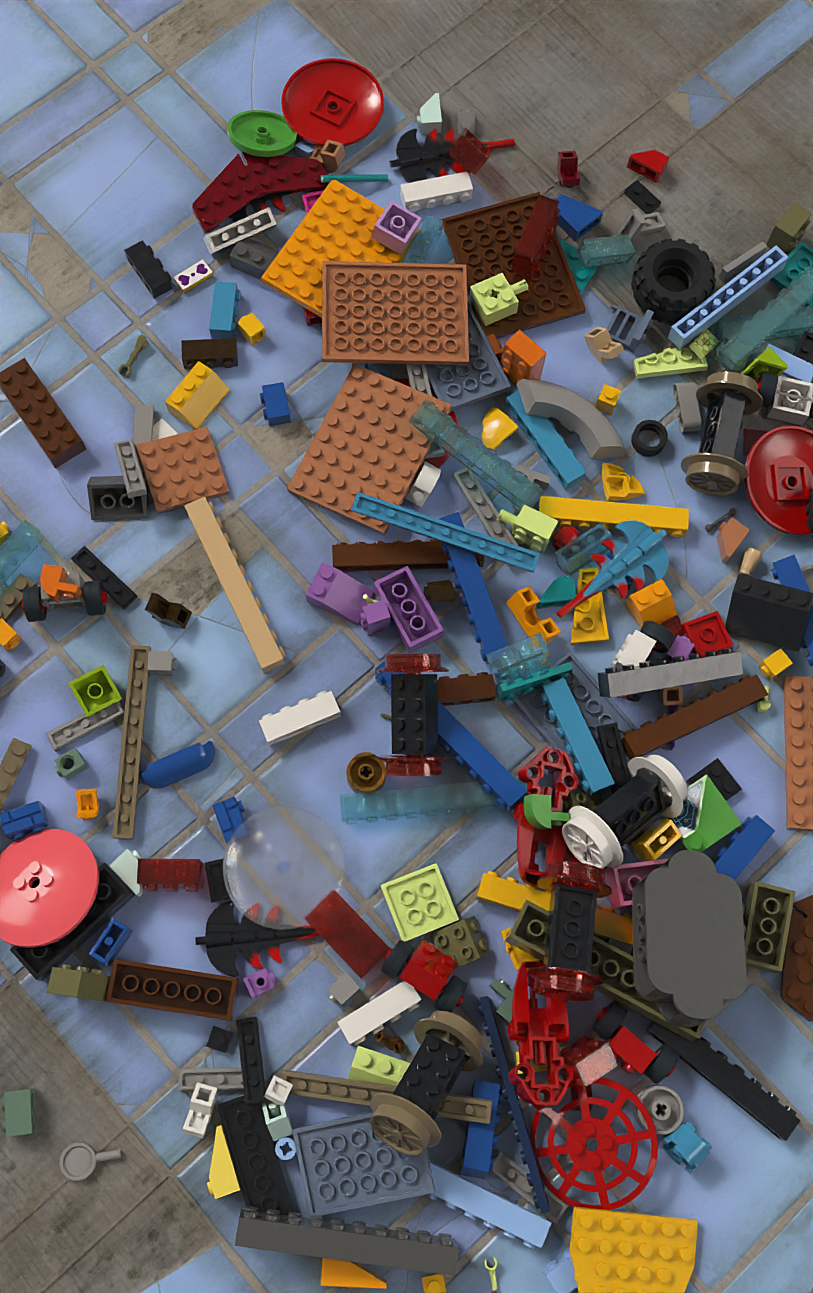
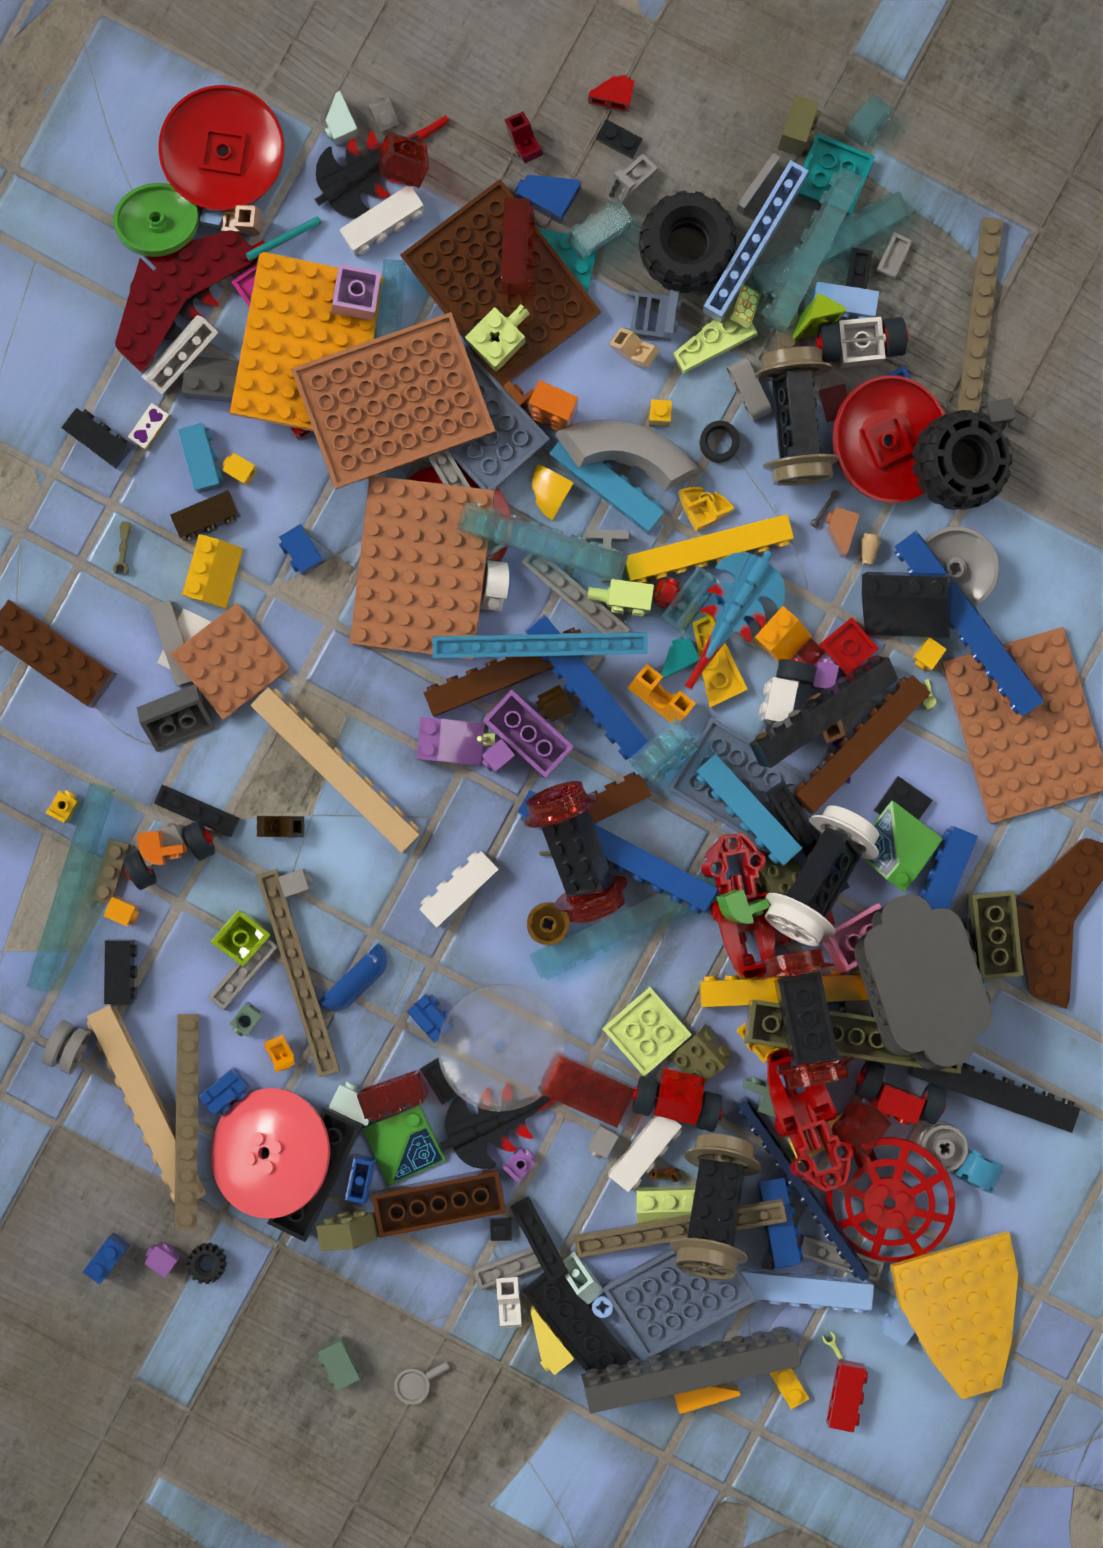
camera: 15 degrees left, 15 degrees up
(130, 468) = (177, 686): light grey tile -> none
(163, 926) = (404, 1144): none -> bright green slope
(278, 1090) = (576, 1259): white plate -> none
(533, 681) = (681, 772): teal wing -> none
(656, 839) = (862, 887): yellow brick -> none

